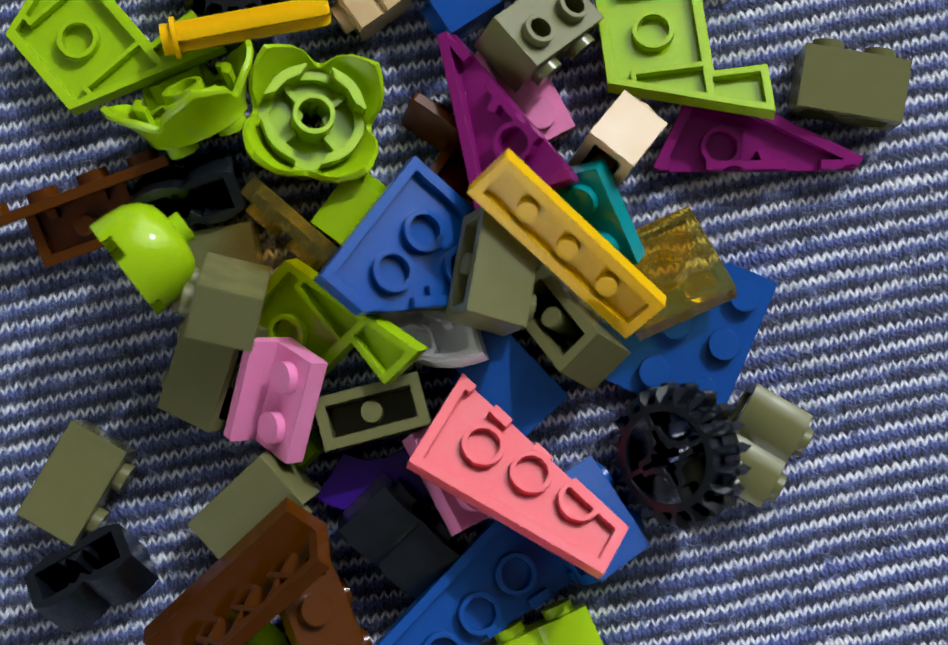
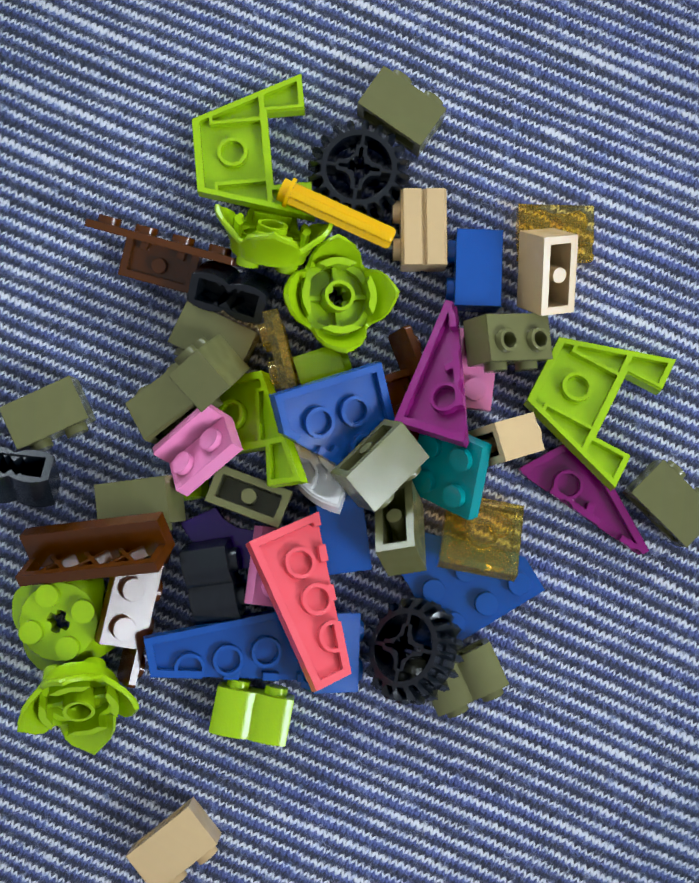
camera: 30 degrees right, 0 degrees up
(149, 250) = (184, 309): lime cylinder -> none
(566, 244) = (433, 479): yellow plate -> none

